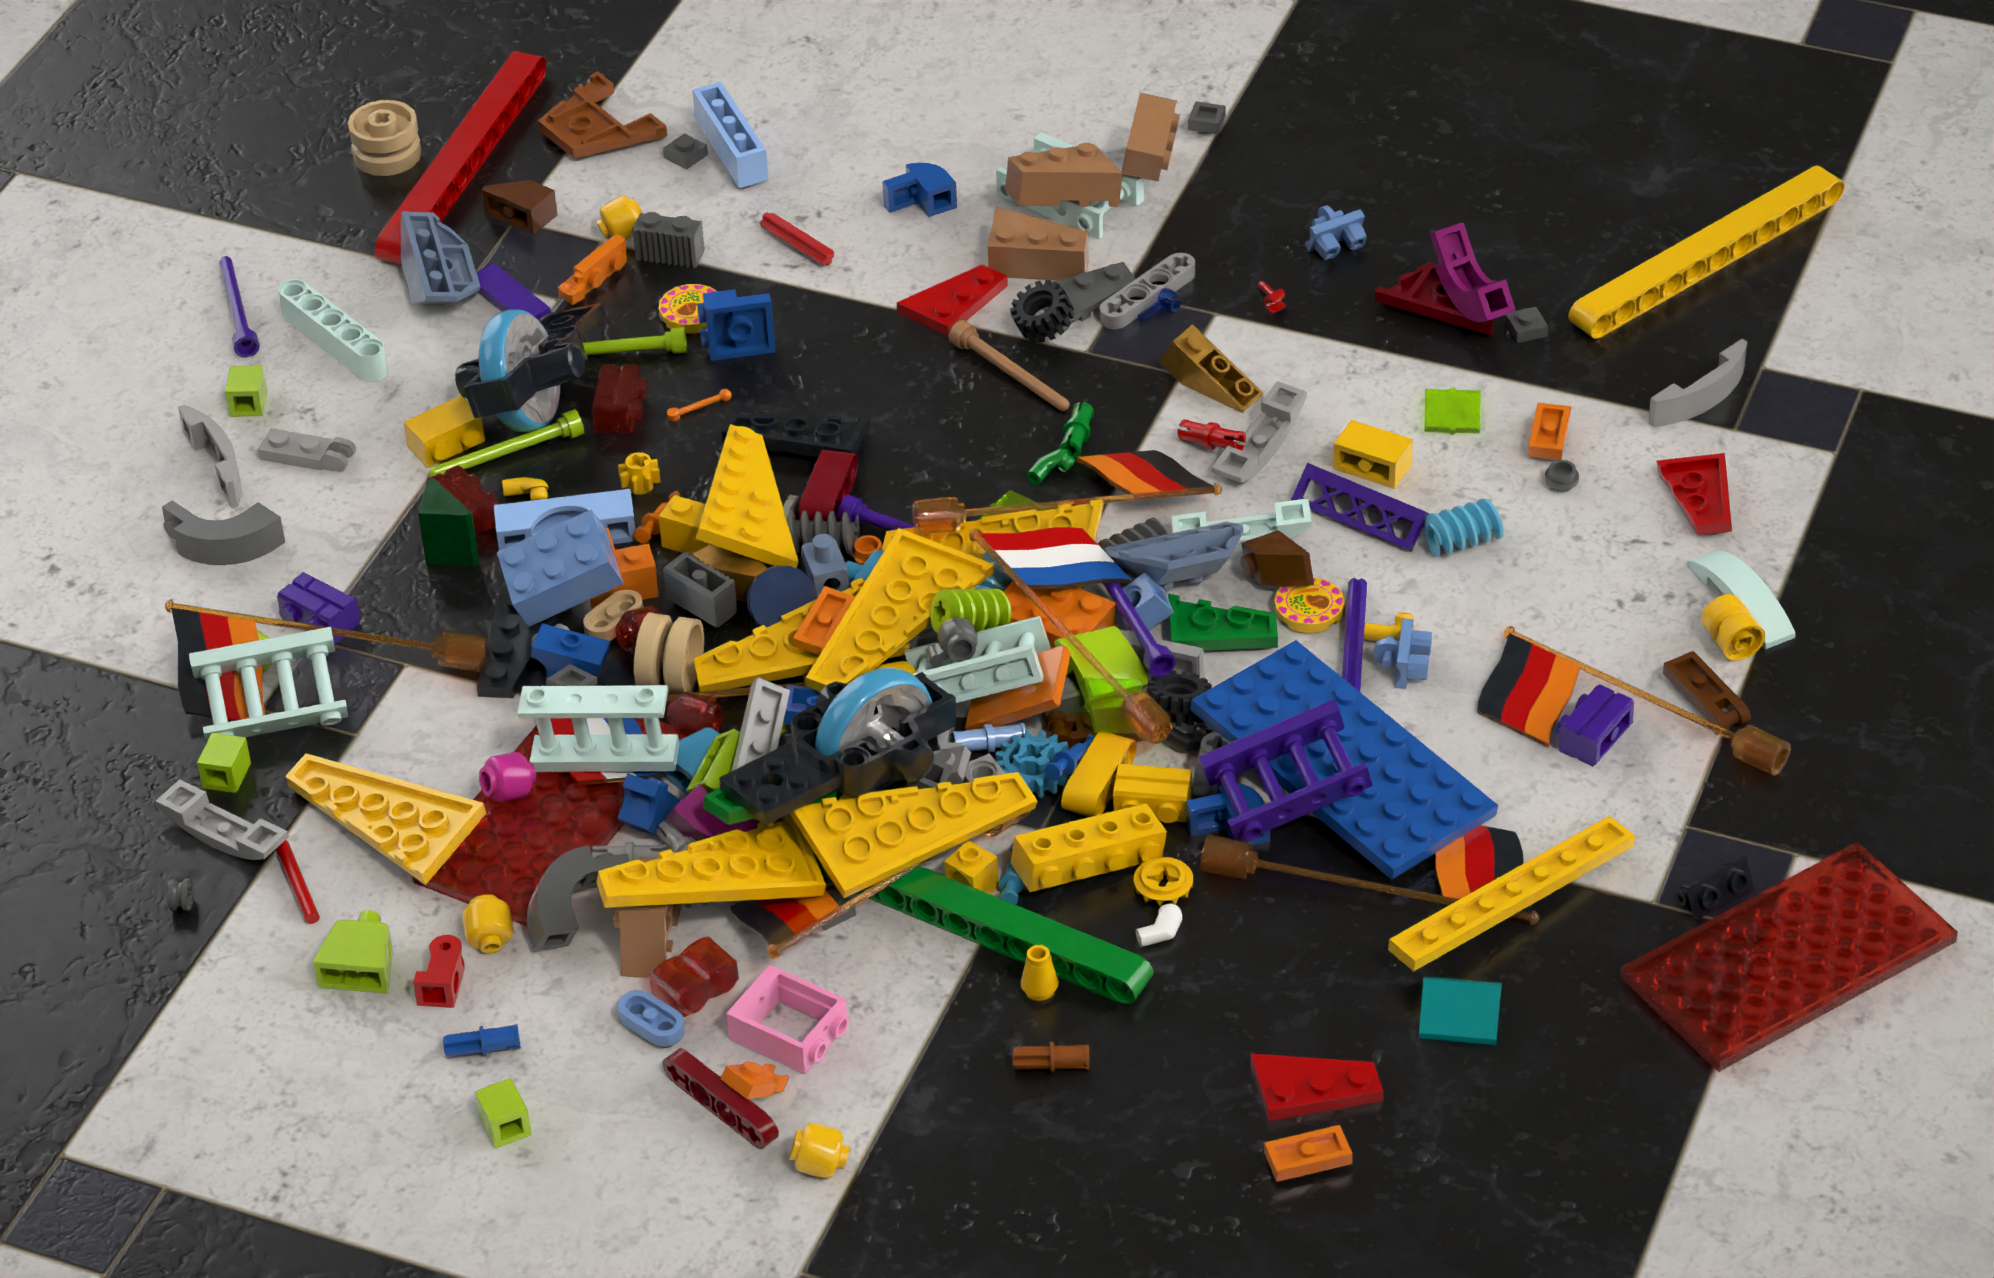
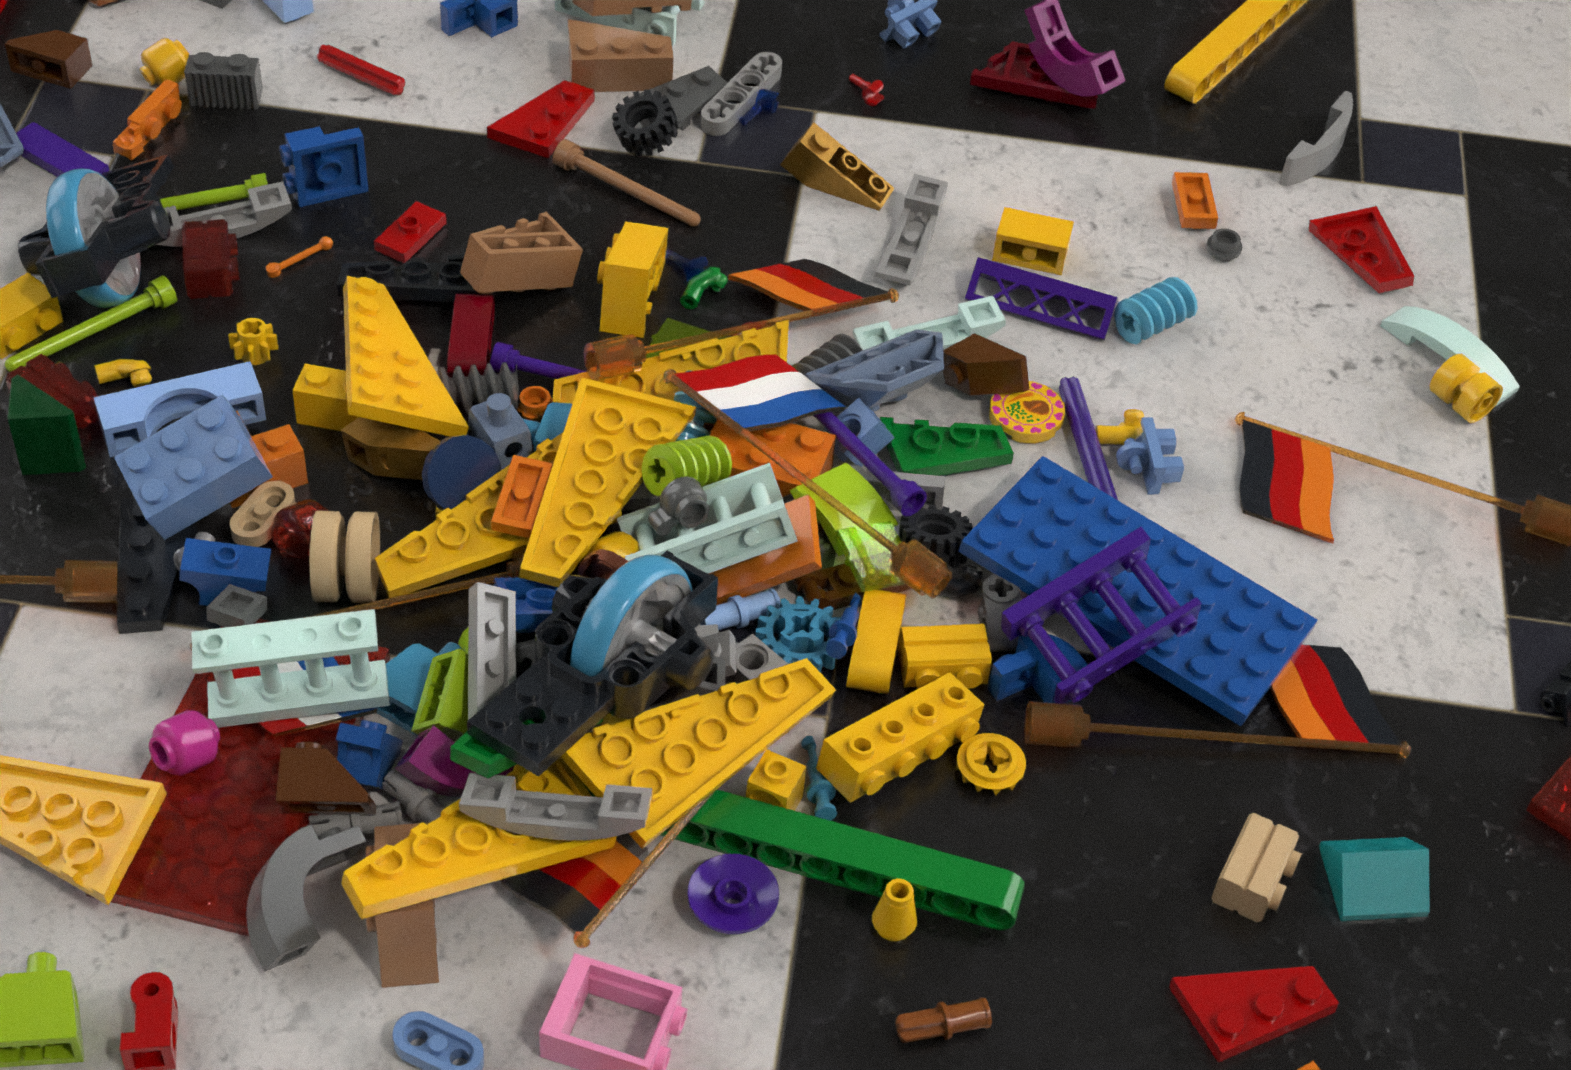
camera: 20 degrees left, 5 degrees up
(487, 923) = (198, 945): yellow head -> none
(601, 819) = (318, 783): none -> reddish brown slope
(650, 522) = (282, 396): orange piece -> none
(654, 366) = (263, 208): none -> light grey slope
(680, 309) = (258, 151): yellow tile -> none
(694, 712) = (397, 626): clear red head -> none
(694, 976) = (479, 980): clear red brick -> none
(700, 589) = (360, 471): dark grey brick -> none
(774, 860) = (552, 814): none -> light grey slope
(802, 392) = (410, 232): none -> red plate
(887, 423) = (521, 257): none -> medium nougat wedge
(912, 944) = (738, 879): none -> dark purple dish
(983, 447) = (629, 276): none -> yellow wedge
(1044, 446) = (690, 267): none -> clear blue hand
(1077, 428) = (719, 243): green pin -> none
(1163, 928) = (1013, 824): white arm -> none
(1210, 435) = (861, 237): red pin -> none
(1355, 985) = (1255, 868): none -> tan brick
(1452, 411) = (1088, 189): clear neon green piece -> none
(1511, 893) = (1376, 730): yellow plate -> none
(1526, 324) = (1126, 96): dark grey plate -> none
(1595, 724) = (1376, 512): dark purple brick -> none
(1706, 691) = (1467, 460): reddish brown plate -> none

